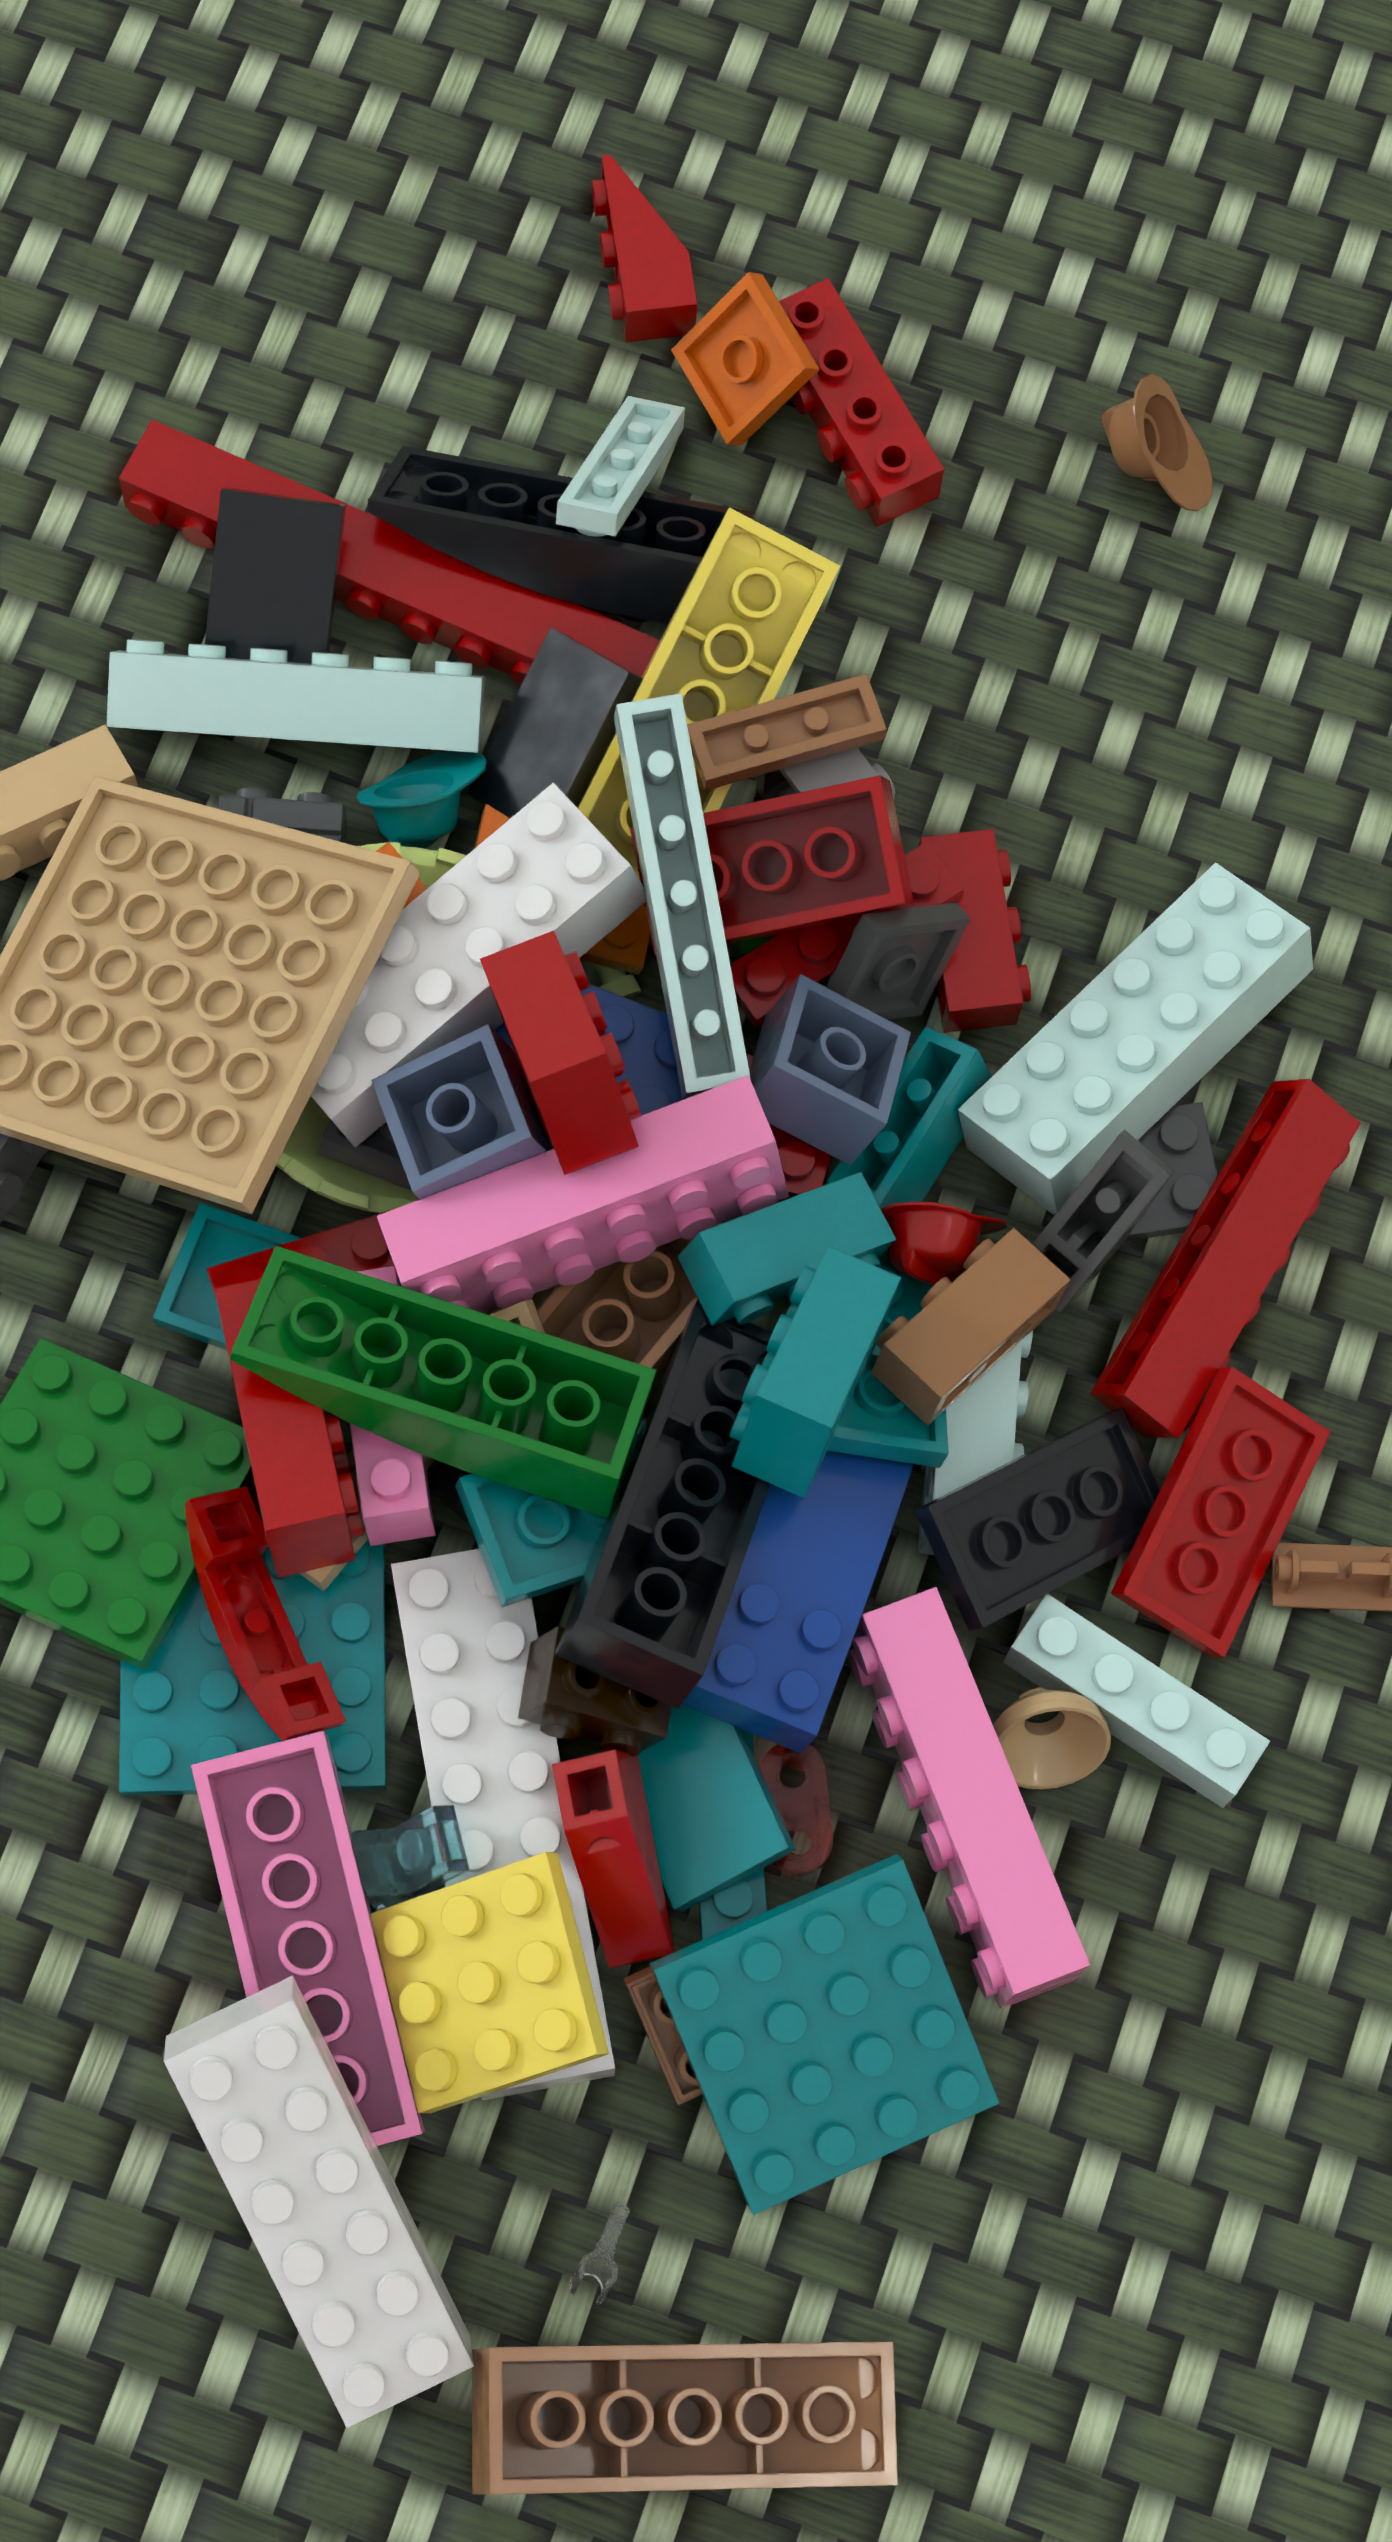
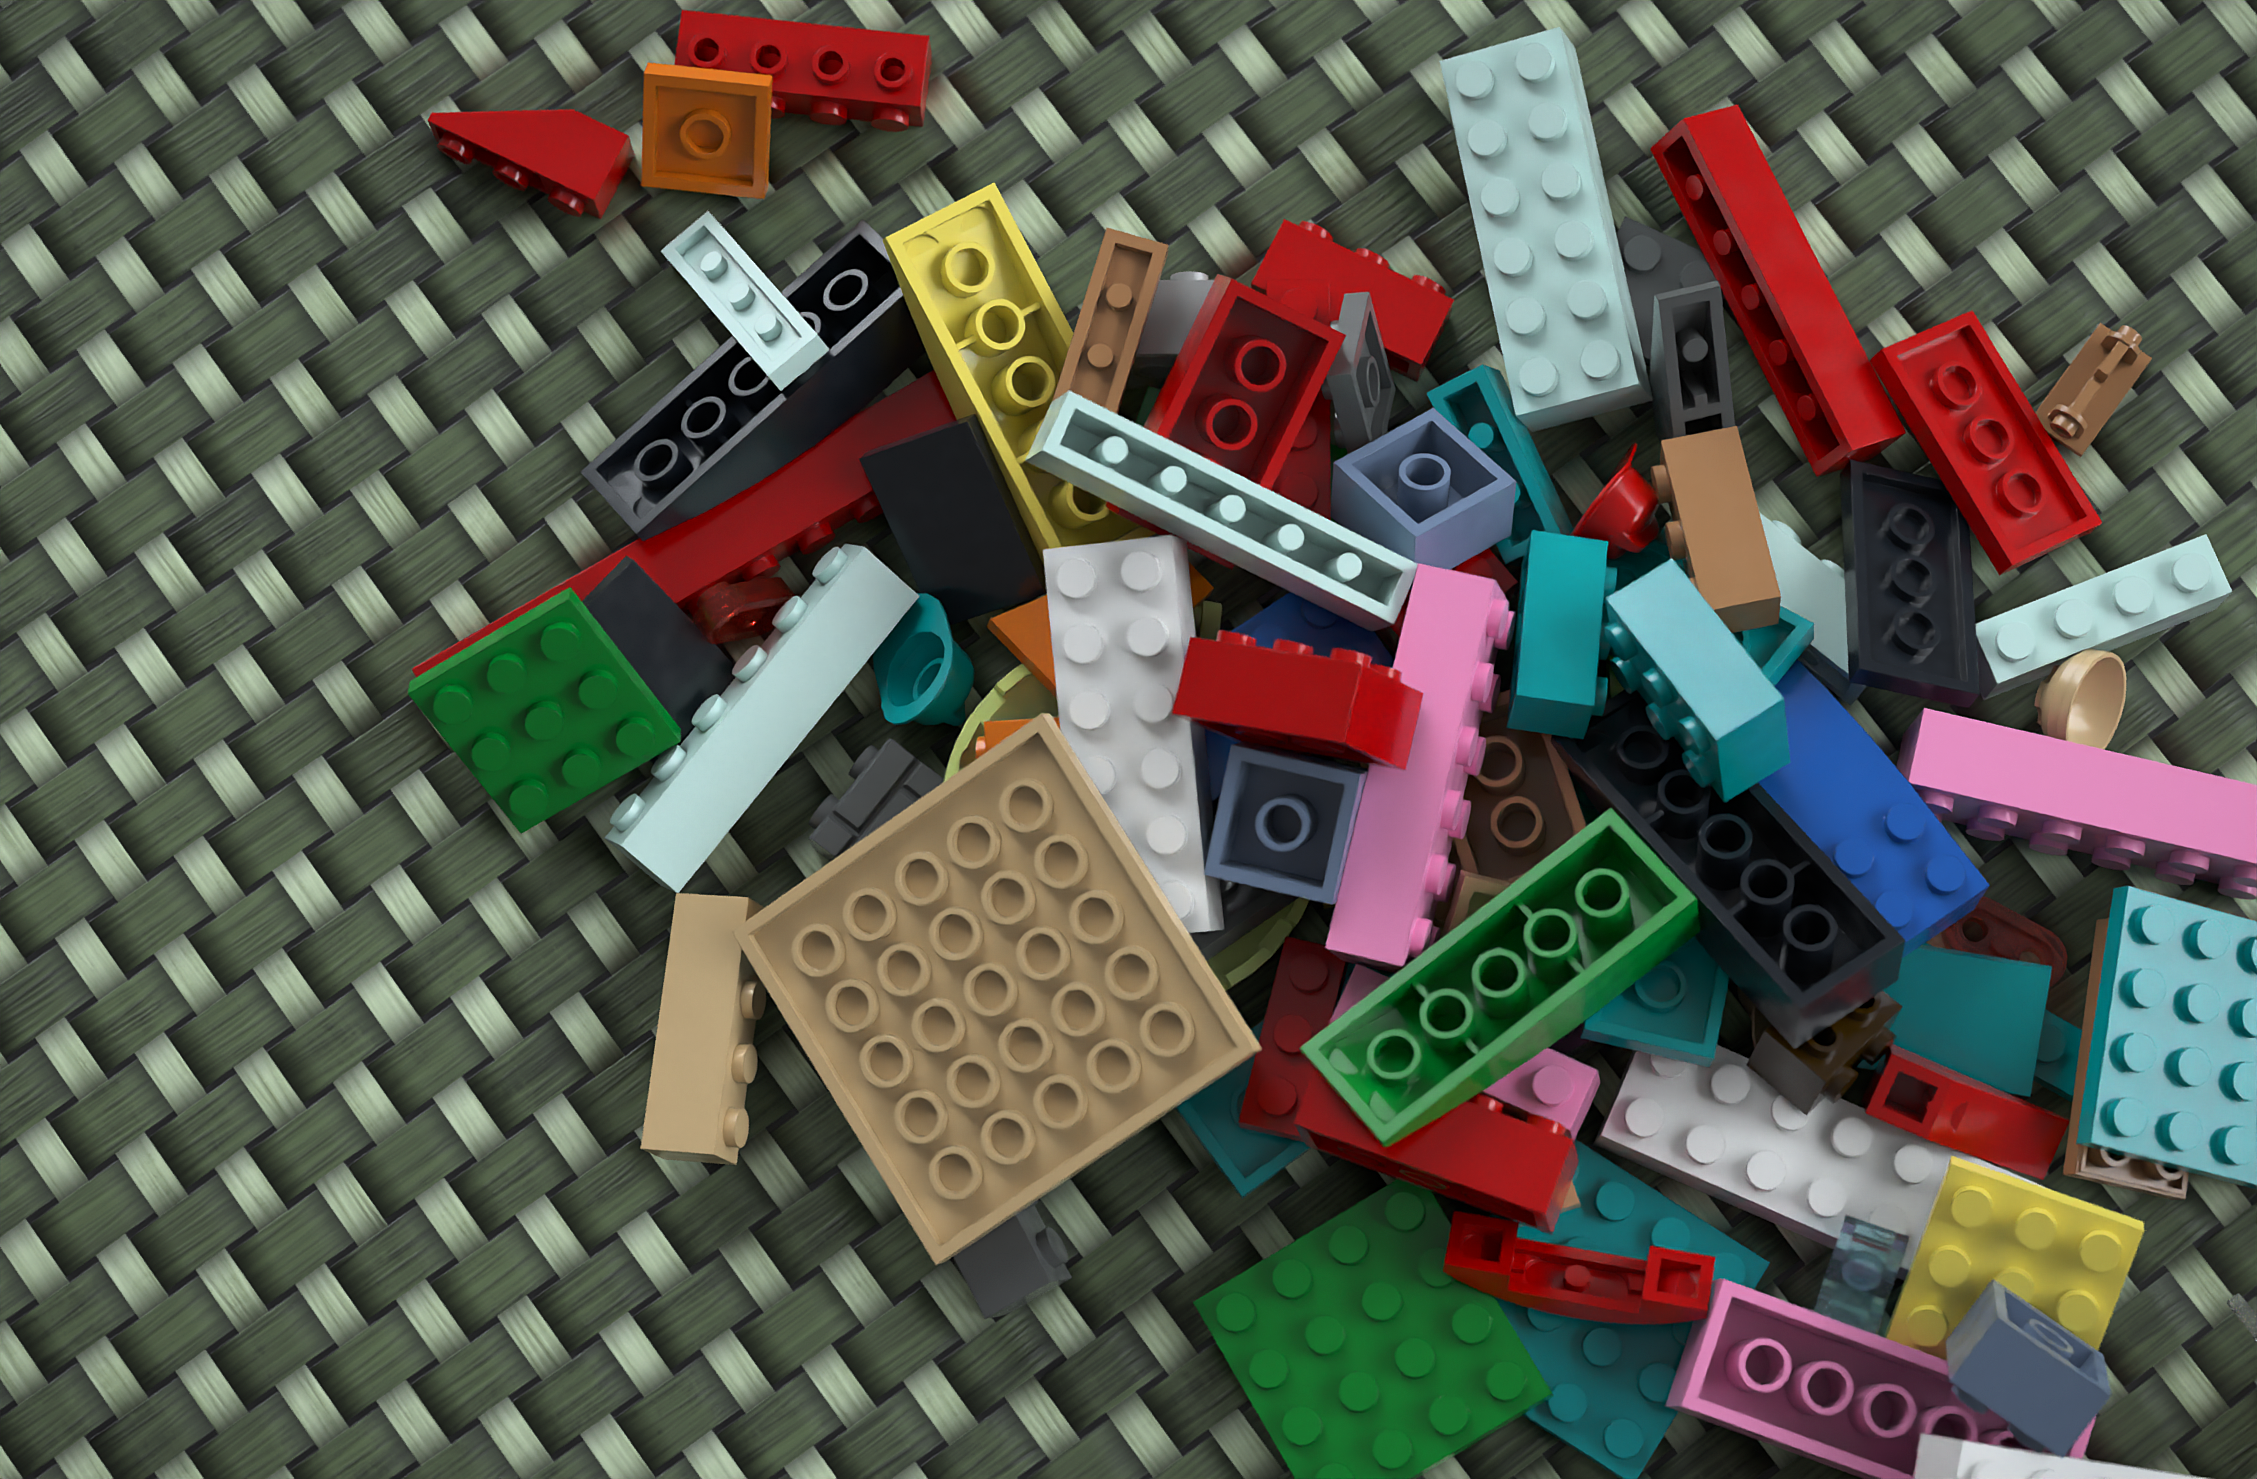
camera: 50 degrees left, 5 degrees up
(180, 528) = (545, 710): none -> green plate
(370, 625) = (740, 609): none -> clear red plate
(404, 2026) = (2026, 1371): none -> sand blue brick

